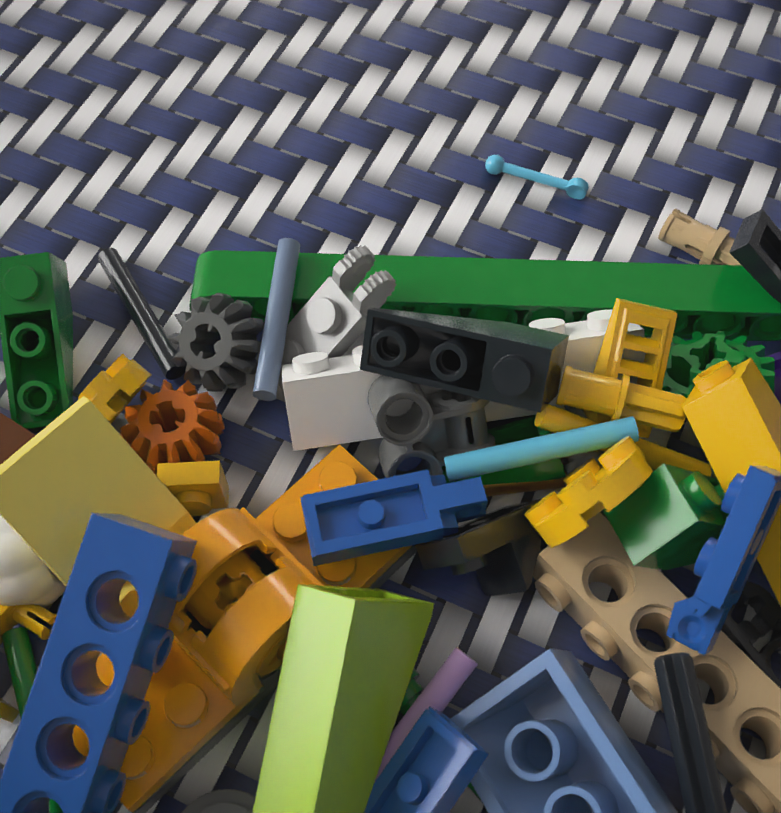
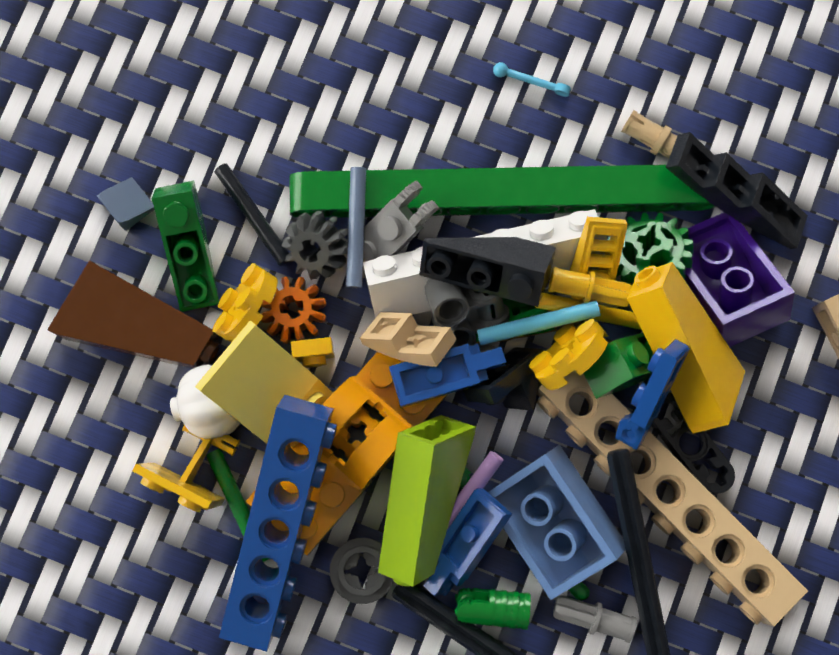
camera: 10 degrees left, 20 degrees up
(329, 461) = (404, 340): none -> tan slope

